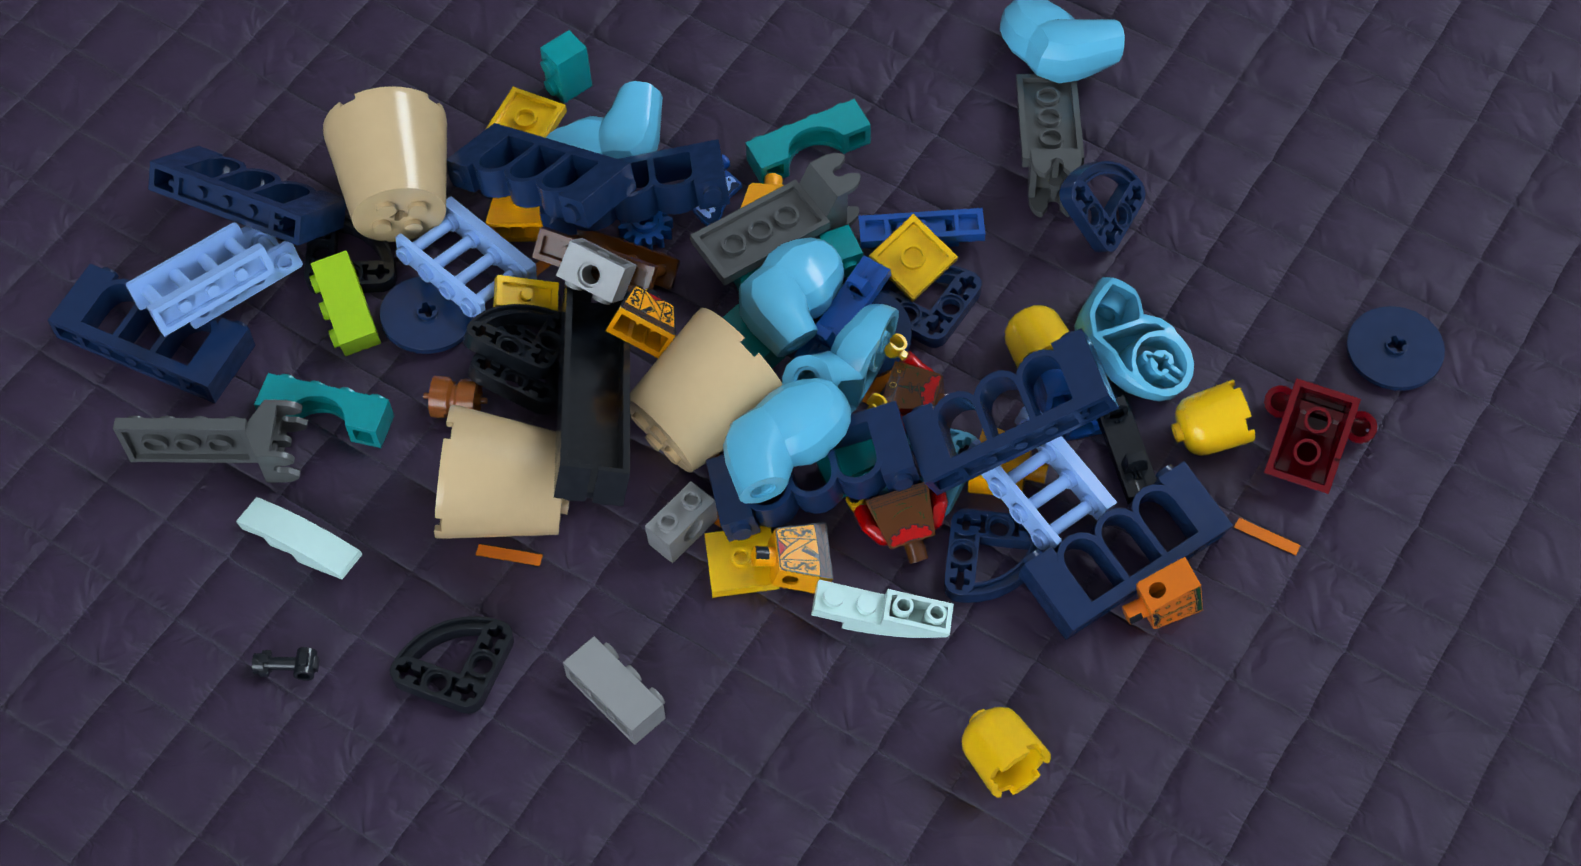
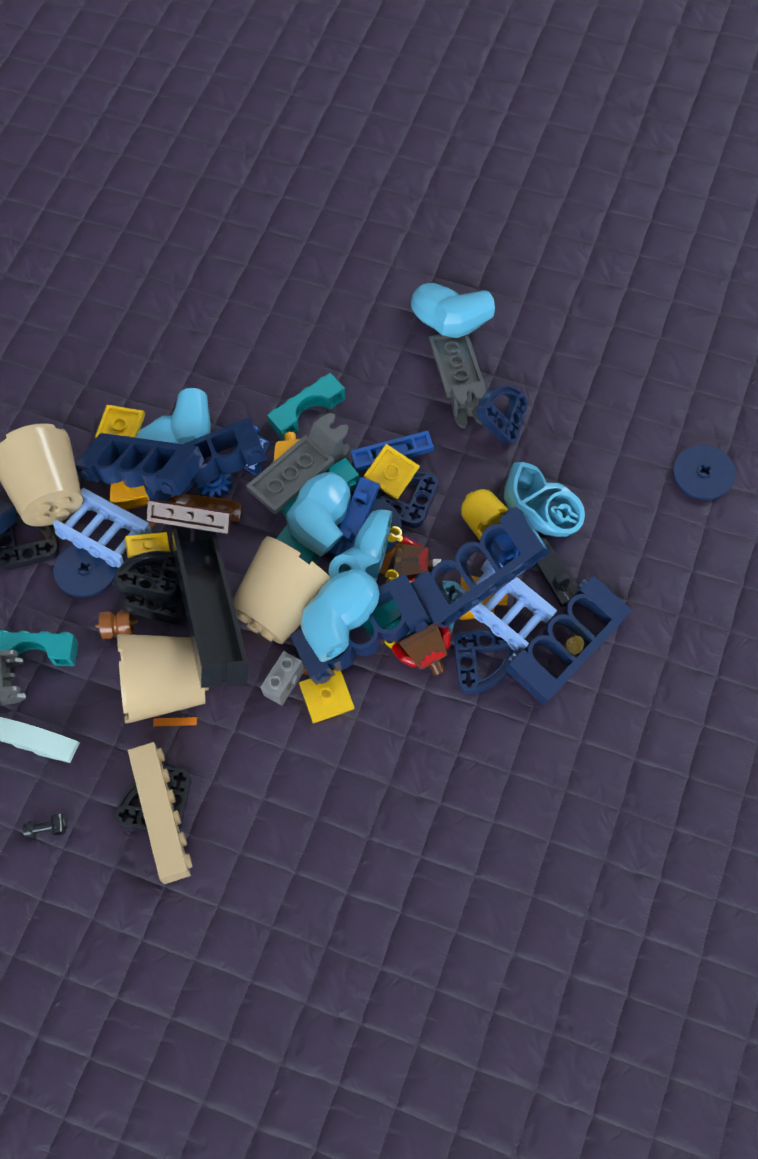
camera: 10 degrees left, 5 degrees up
(344, 303) = (28, 574): lime brick -> none
(455, 675) = (159, 813): none -> tan brick
(565, 67) = (138, 385): teal brick -> none
(613, 270) = (203, 521): light grey brick -> none
(615, 689) = (265, 799): light grey brick -> none
(645, 321) = (231, 551): light orange torso -> none
(796, 556) = (363, 687): torso -> none
(882, 614) = (426, 712): light aqua slope -> none
(1003, 750) = (521, 789): yellow cylinder -> none
(1132, 557) = (575, 645): none -> clear yellow axle
(1166, 596) = (605, 659): orange torso -> none
(1213, 420) = (604, 543): yellow cylinder -> none
(1267, 536) = (652, 611): orange piece -> none
(1314, 432) = (668, 540): dark red piece -> none

